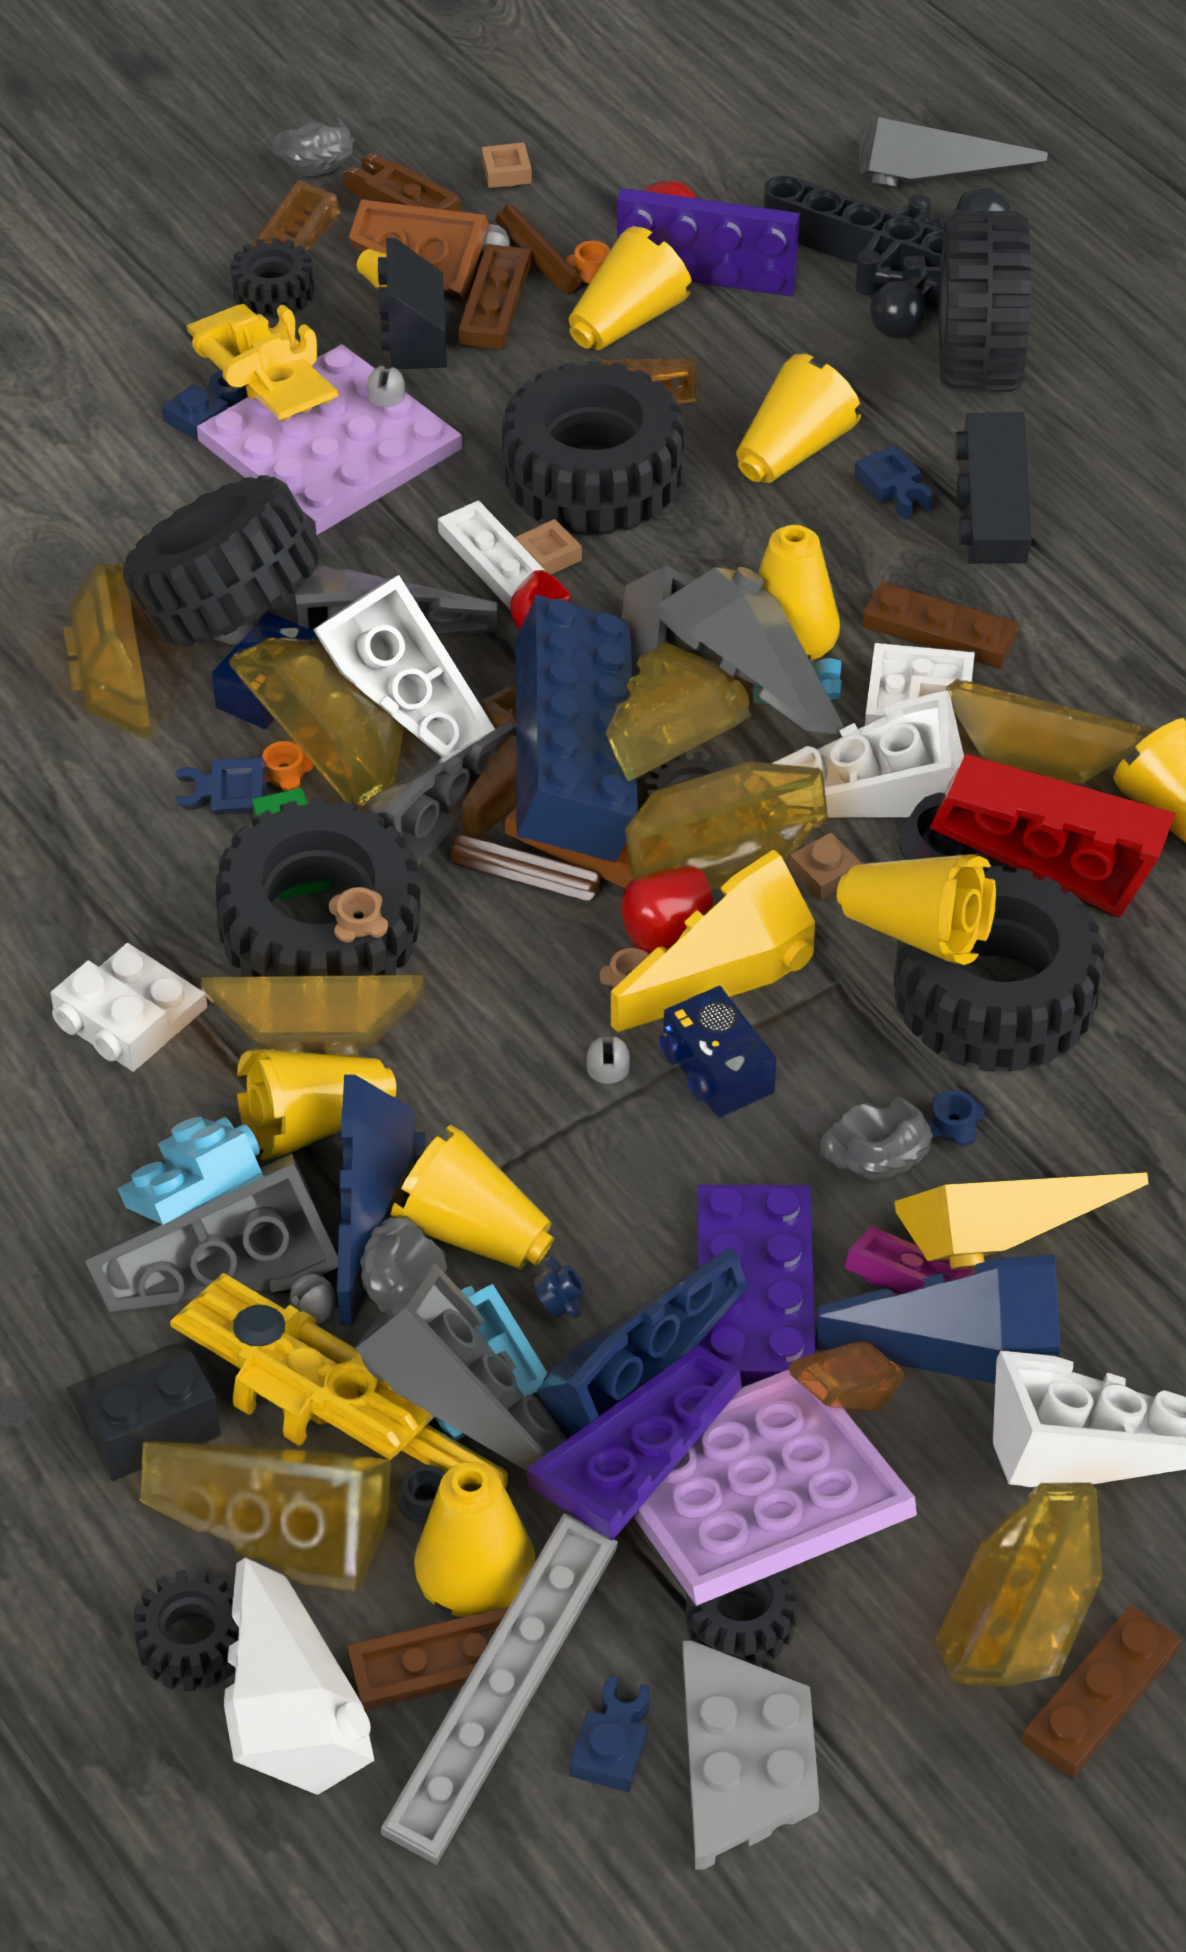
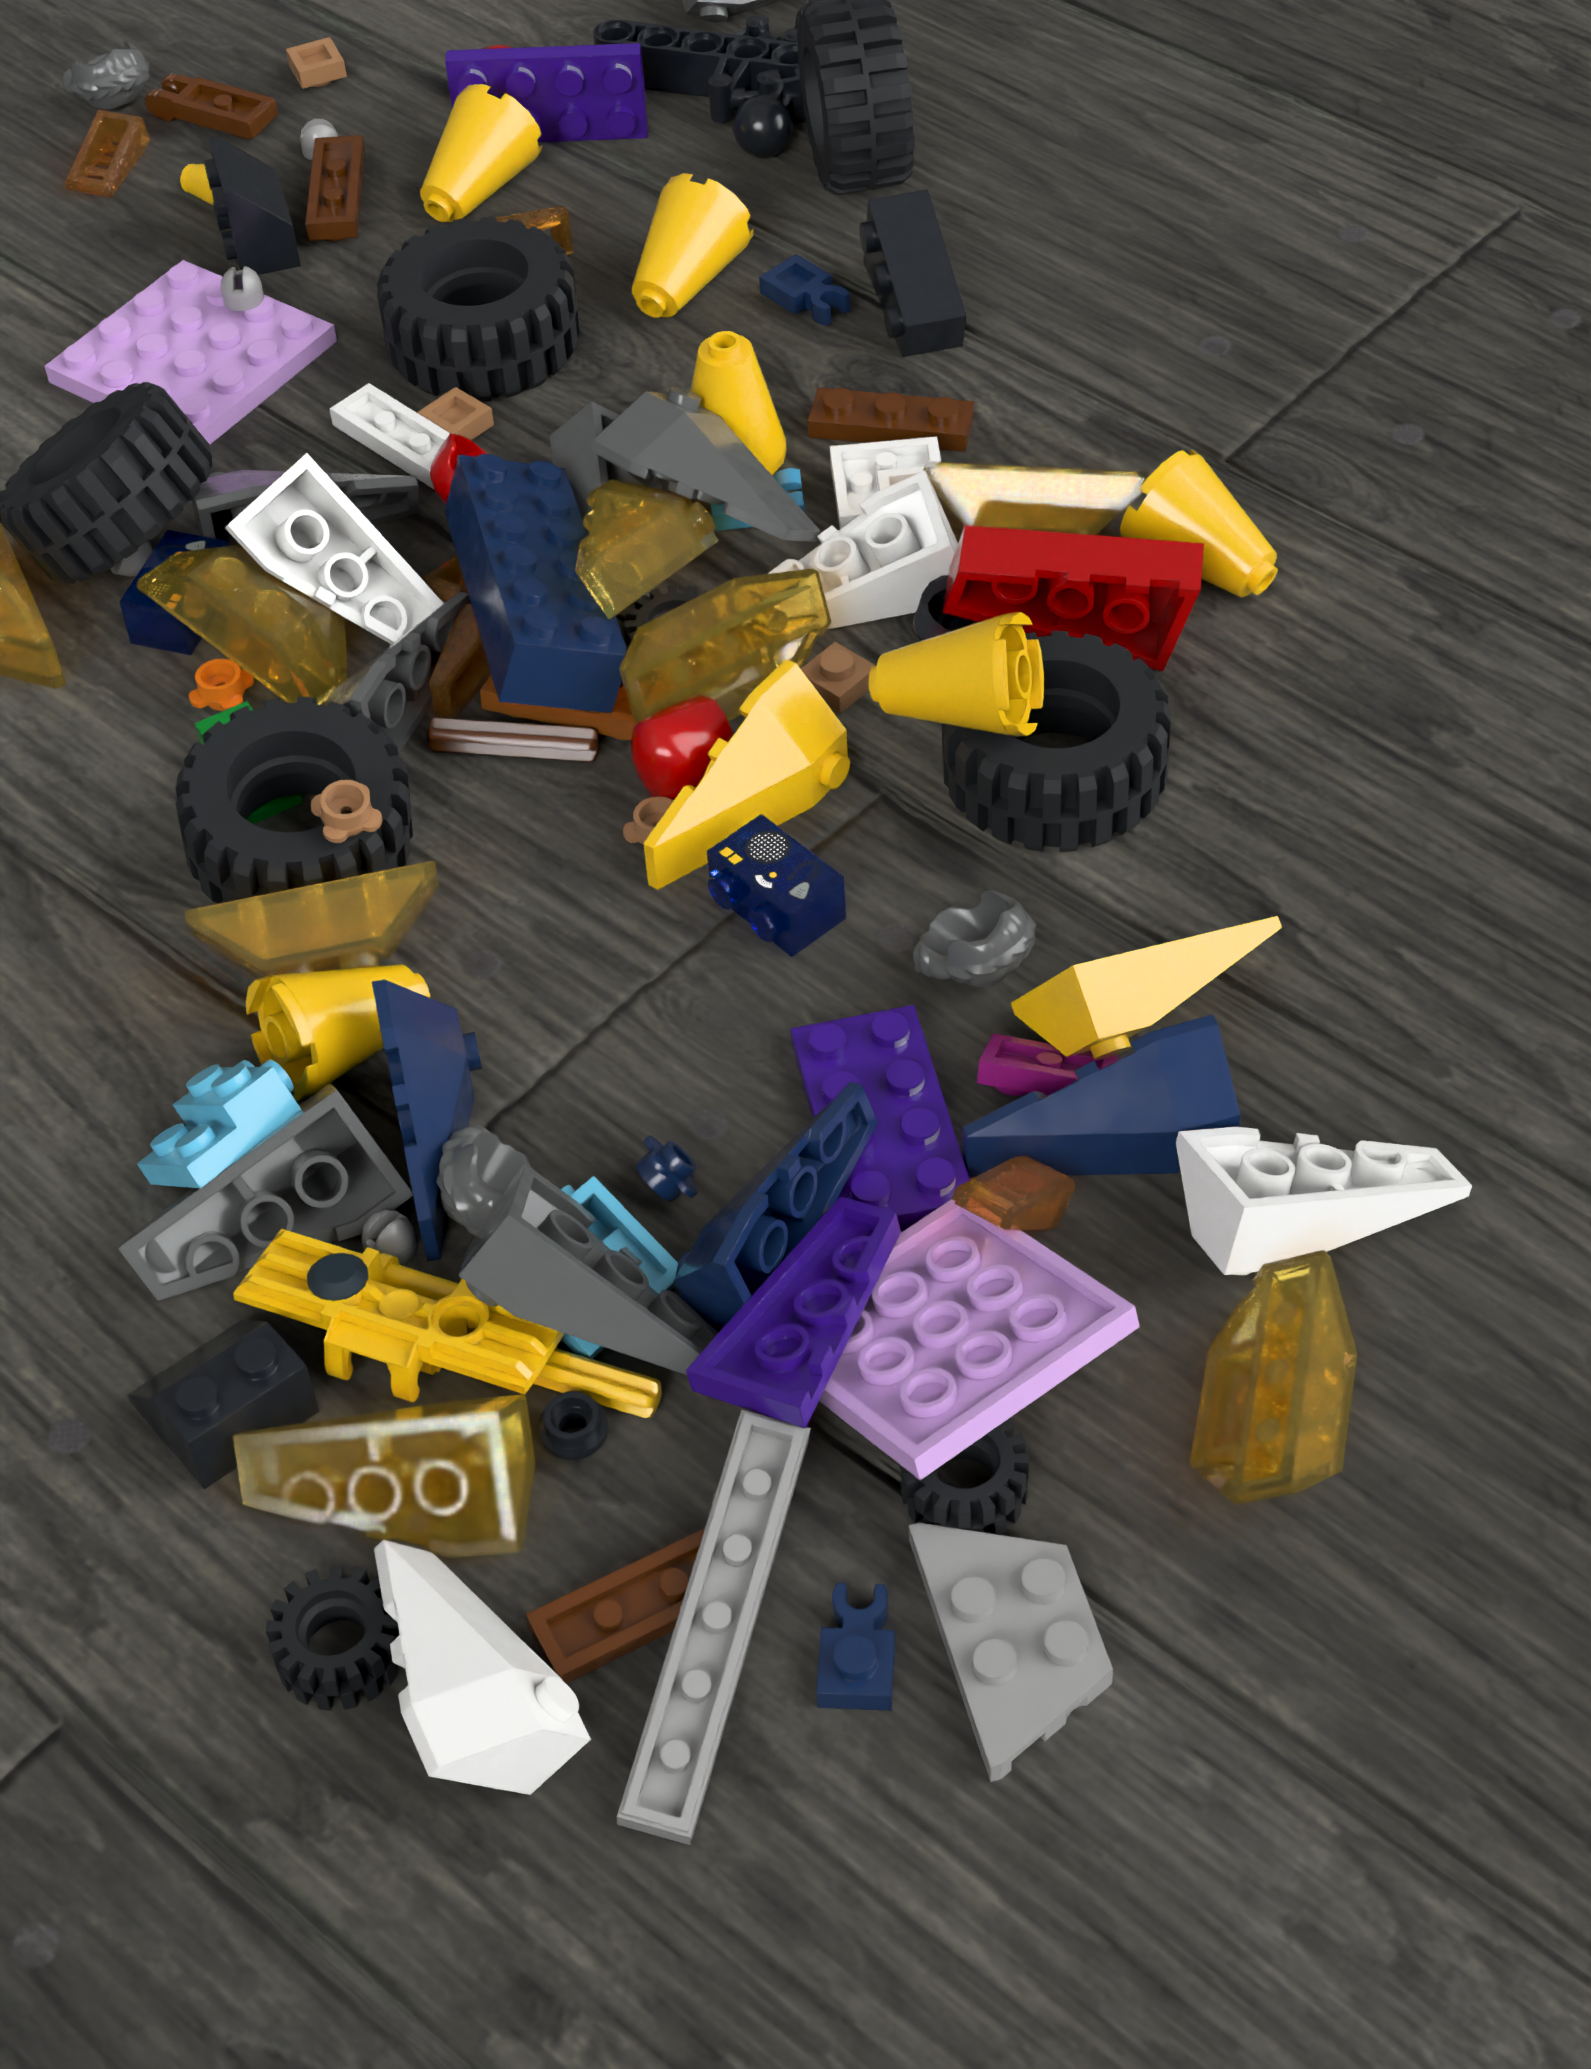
camera: 10 degrees left, 0 degrees up
(126, 1006) = (102, 967): white plate -> none
(200, 404) = (41, 345): dark blue plate -> none
(228, 787) = (165, 717): dark blue plate -> none
(264, 358) = (105, 285): yellow piece -> none
(272, 276) = (92, 209): black tyre -> none
(440, 236) = (270, 135): dark orange wing -> none
(472, 1544) = (643, 1467): yellow cone -> none
(473, 1204) = (548, 1097): yellow cone -> none
(542, 252) = (376, 139): reddish brown axle -> none
(588, 259) = (425, 136): orange plate -> none
(608, 1072) = (659, 932): light grey hinge -> none
(956, 1106) = (1051, 902): dark blue plate -> none
(1101, 1691) = (1389, 1480): reddish brown plate -> none

